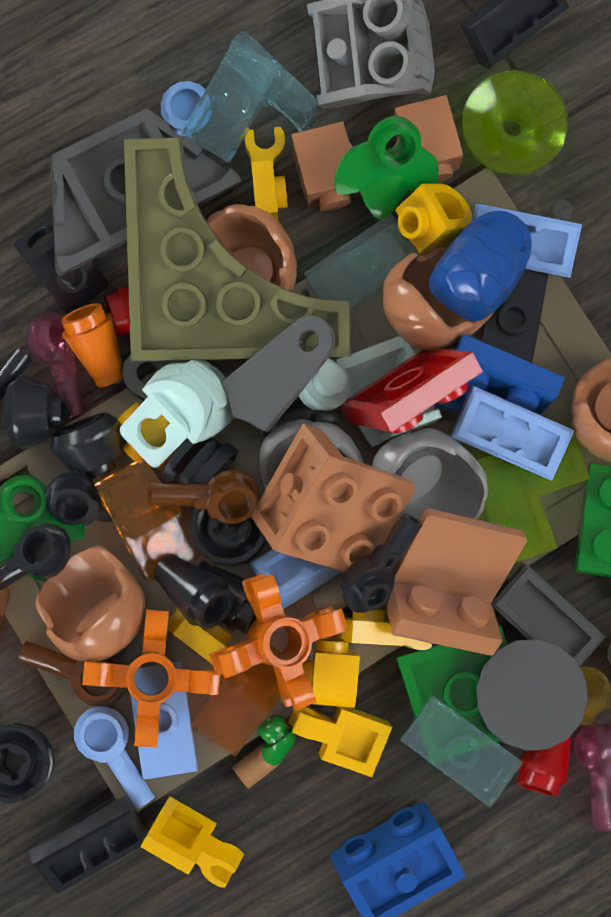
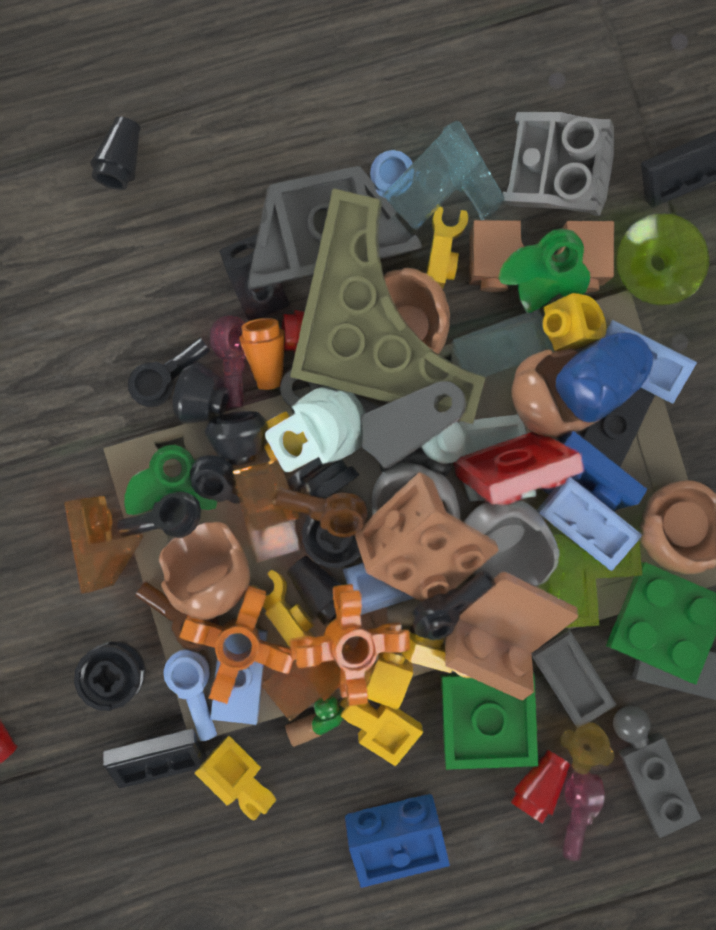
camera: 20 degrees right, 5 degrees up
(197, 593) = (292, 583): black cone -> none
(461, 751) = (474, 768): clear light blue plate -> none
(532, 694) = (545, 740): dark grey tile -> none

